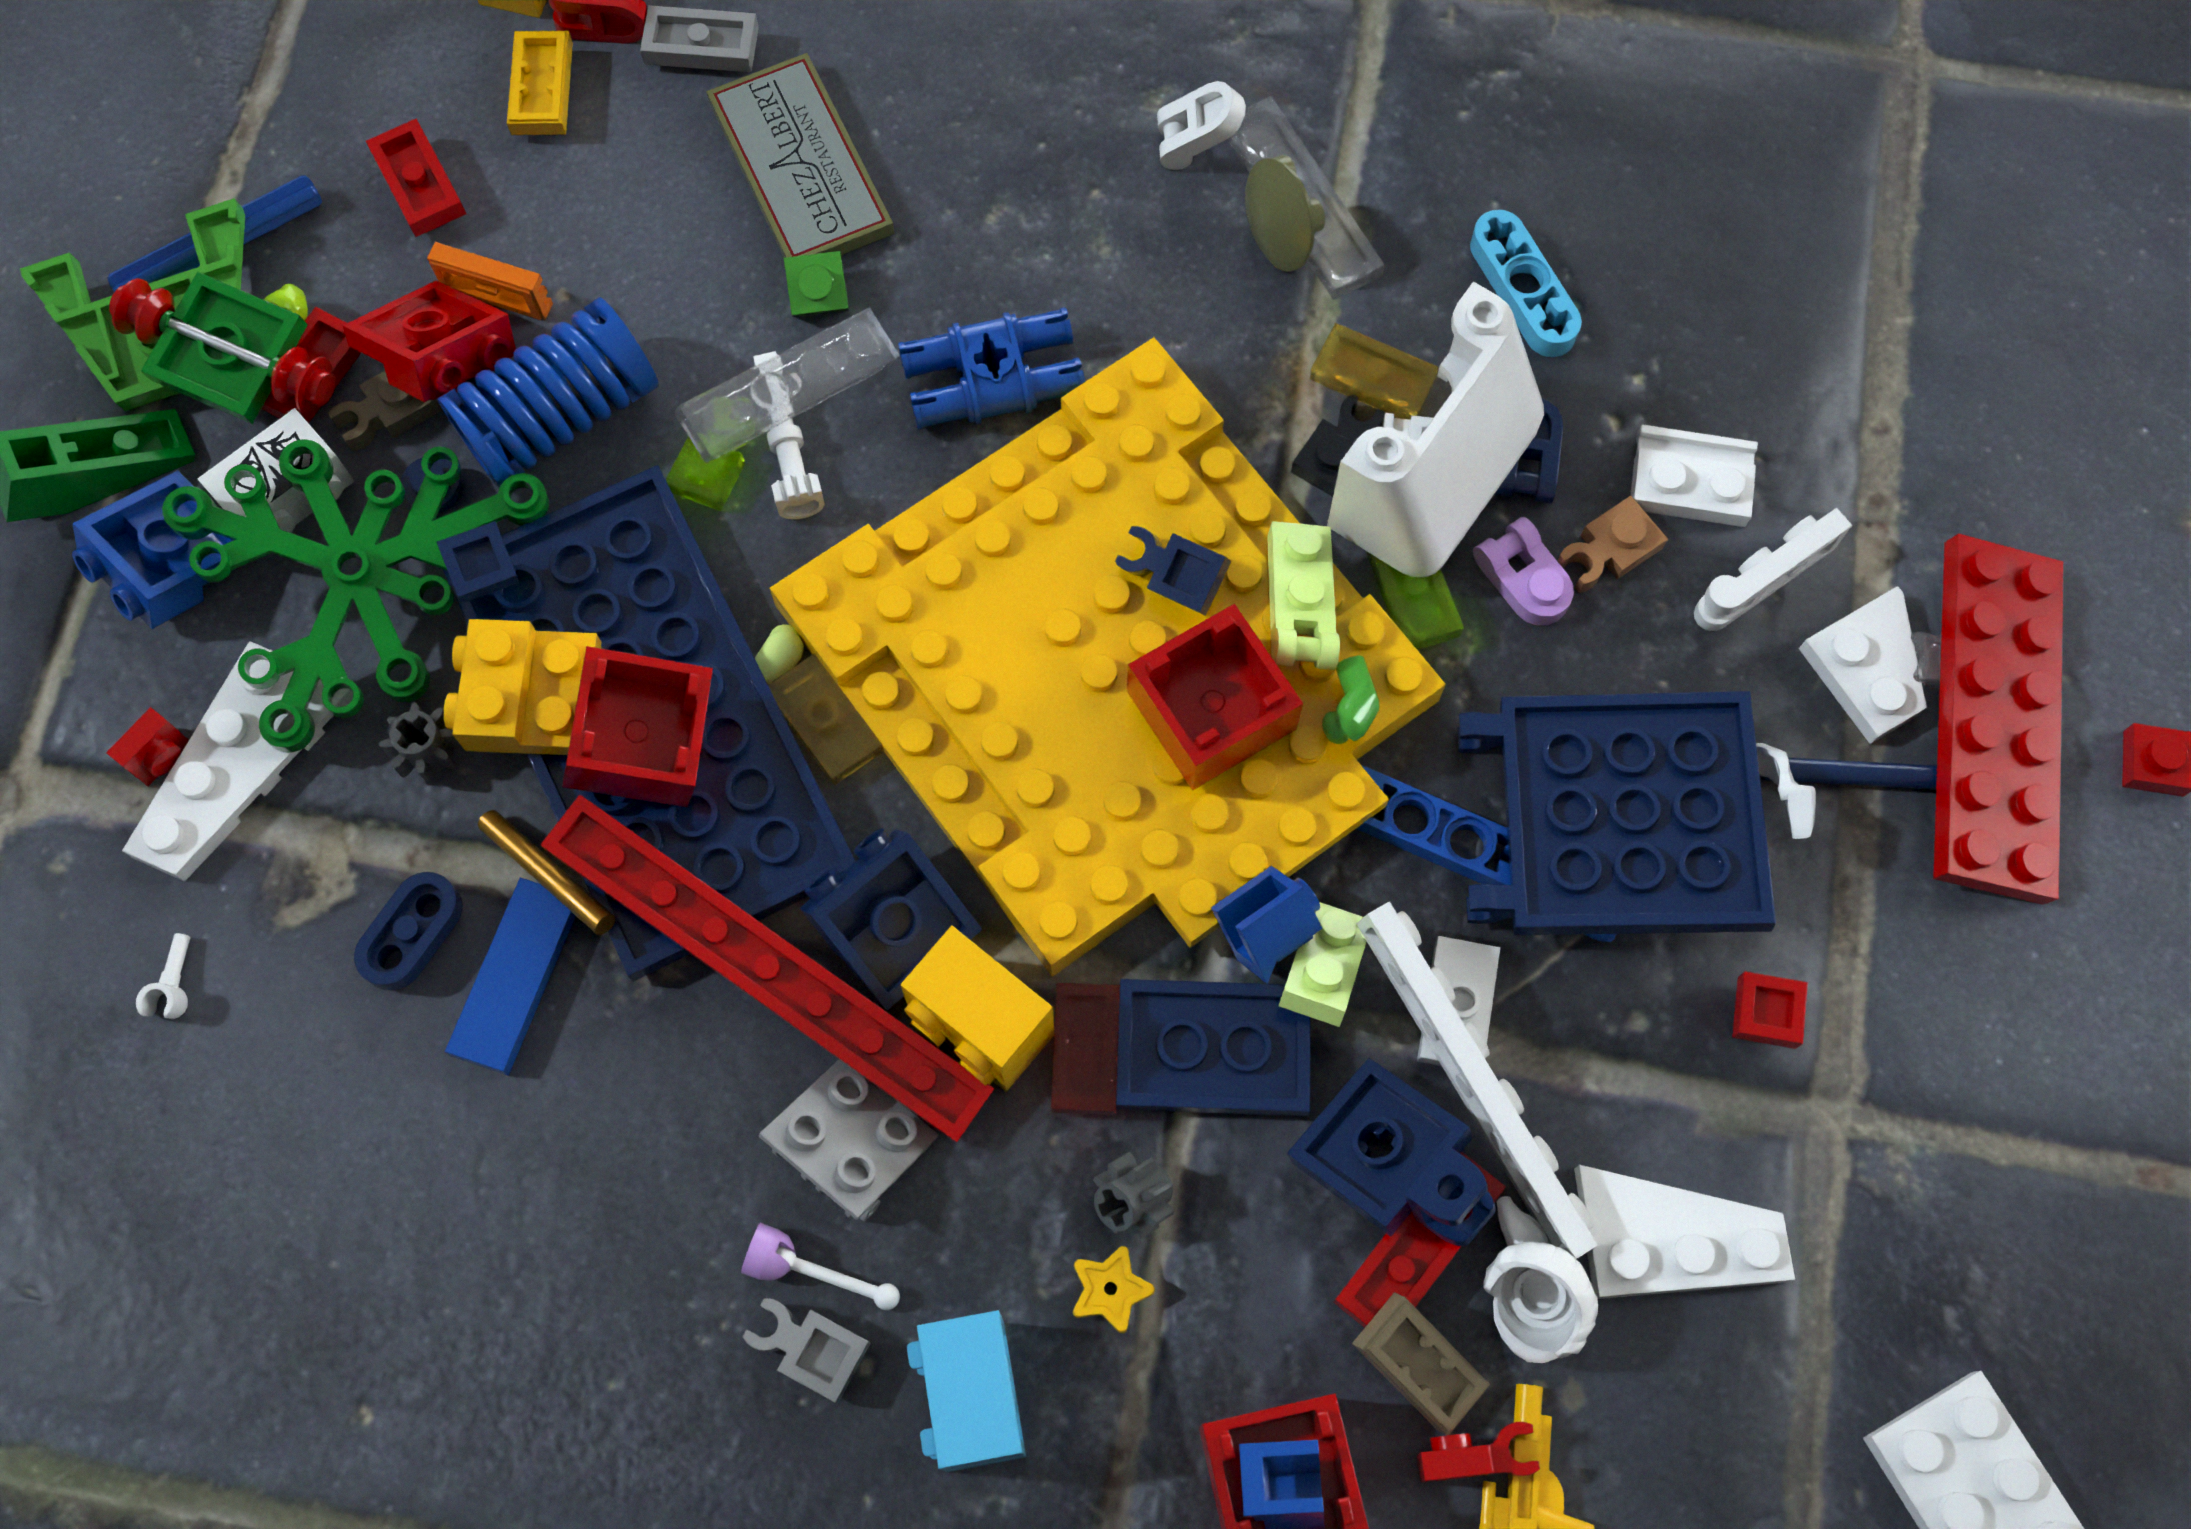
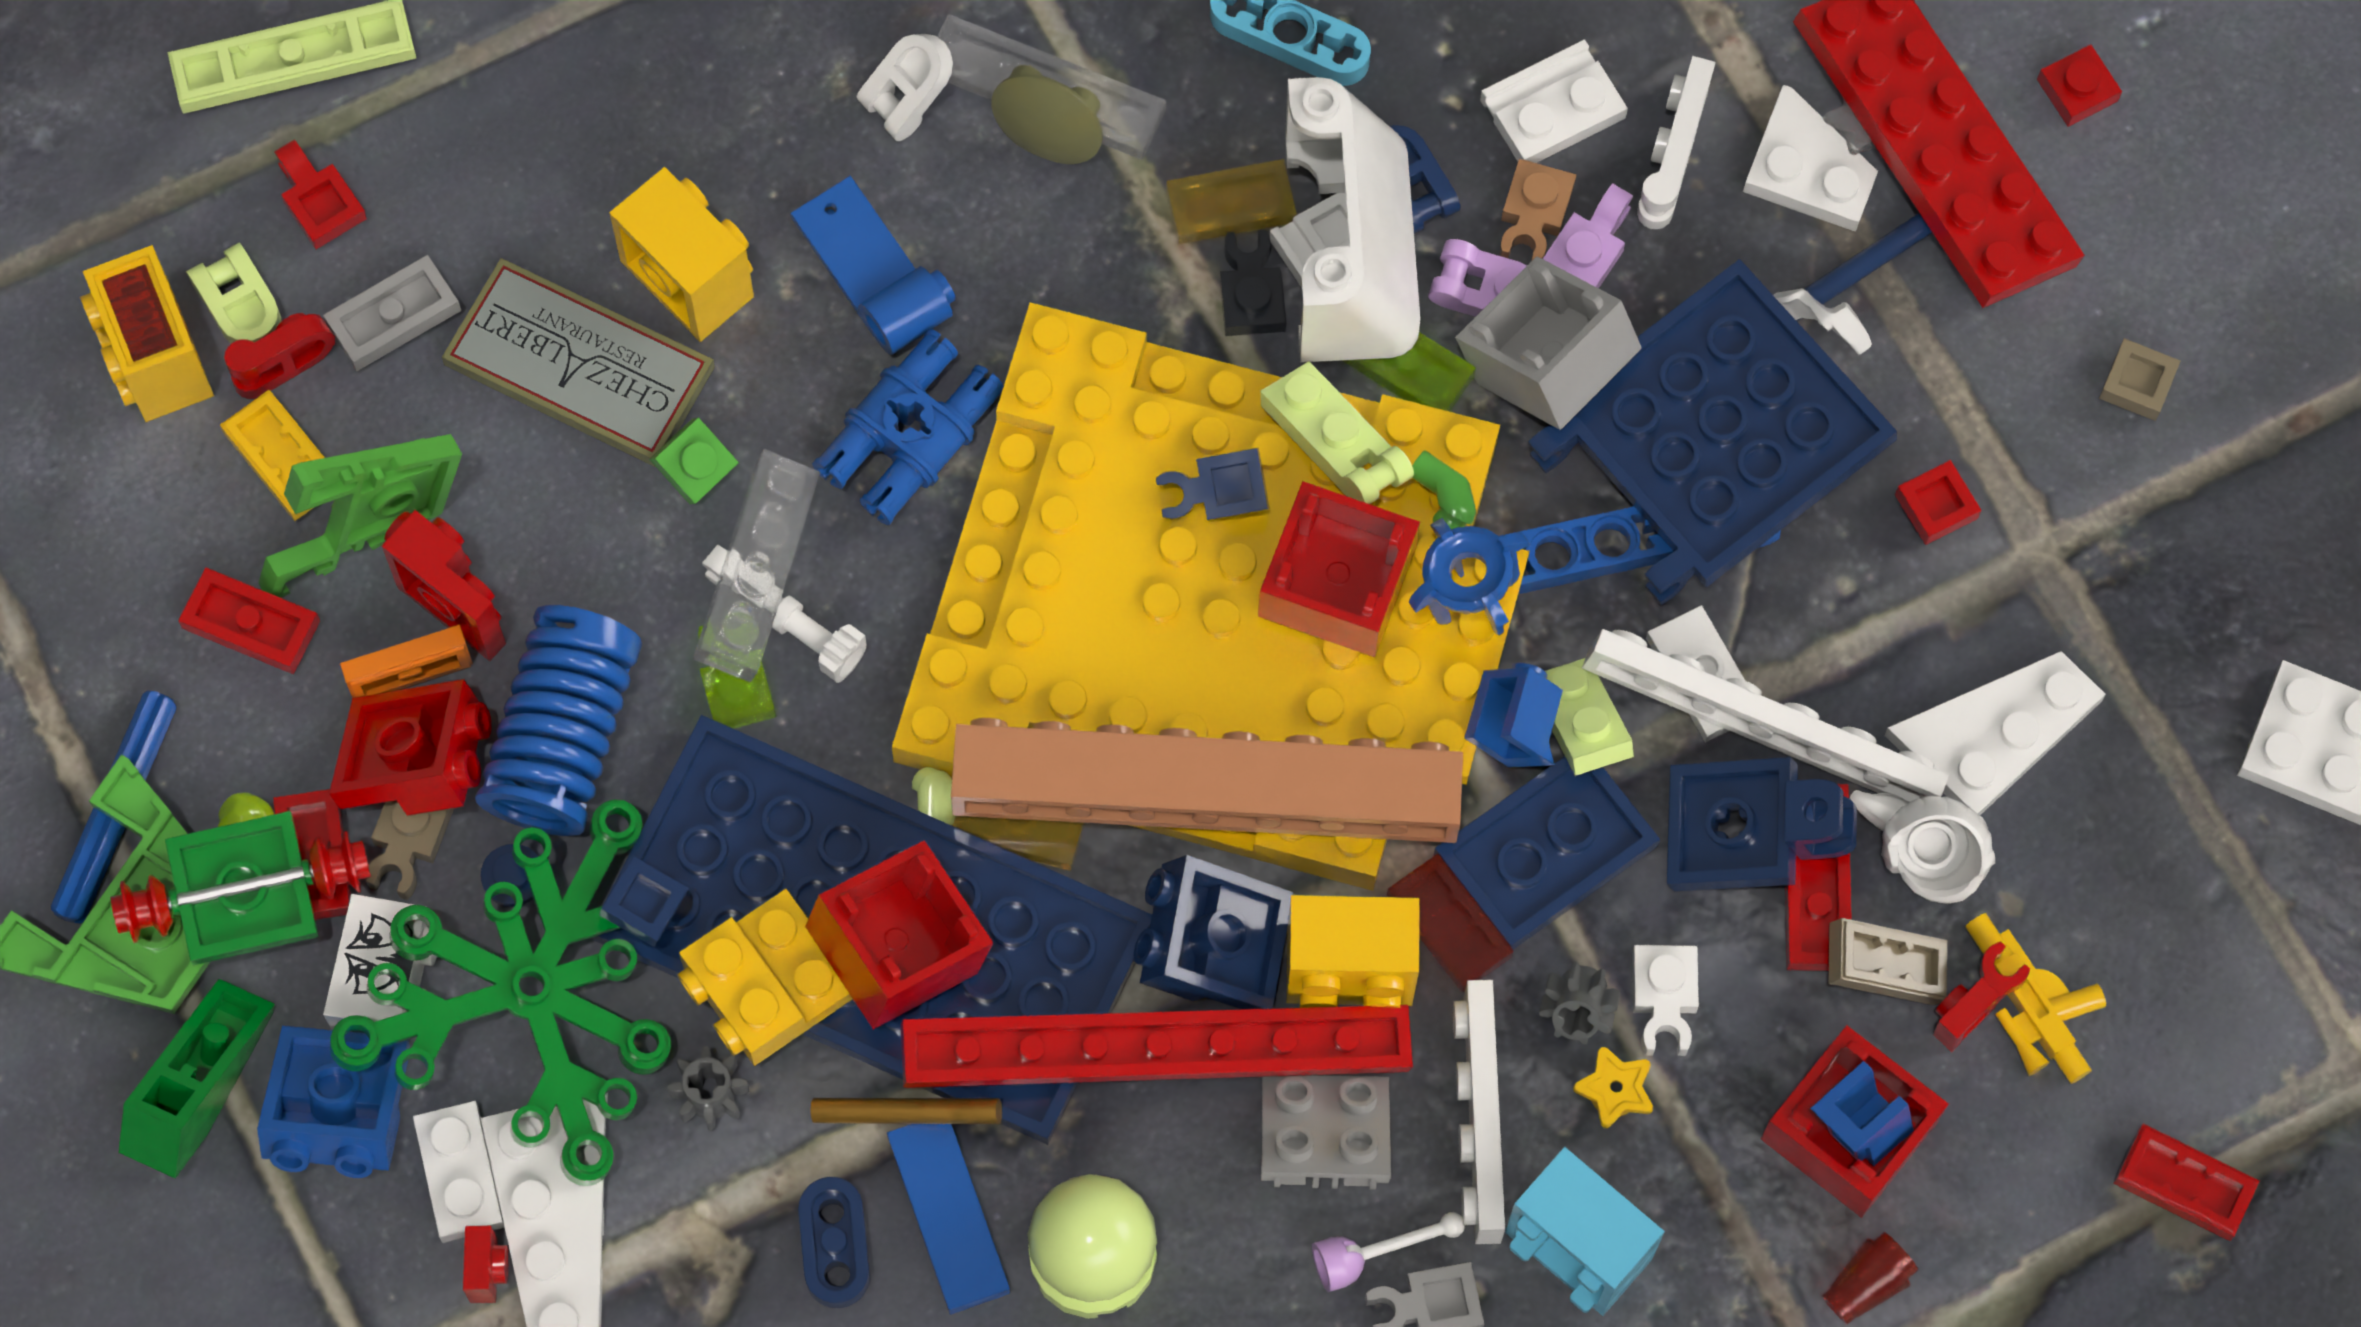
camera: 40 degrees left, 0 degrees up
(201, 666) = (458, 1170): none -> white plate
(556, 137) = (368, 496): none -> bright green wing
(557, 233) = (436, 575): none -> red plate
(585, 1087) = (1092, 1245): none -> yellowish green tile
(929, 126) = (683, 252): none -> yellow brick
(963, 1244) = (1481, 1137): none -> white plate
(974, 790) = (1207, 781): none -> nougat brick
(1065, 238) = (872, 267): none -> blue door
(1220, 1237) = (1665, 987): none -> white plate
(1321, 746) = (1447, 553): none -> blue piece
(1537, 647) = (1549, 342): none -> light grey container
(1634, 604) = (1589, 247): none -> lavender plate
(2030, 1036) = (2139, 379): none -> dark tan plate

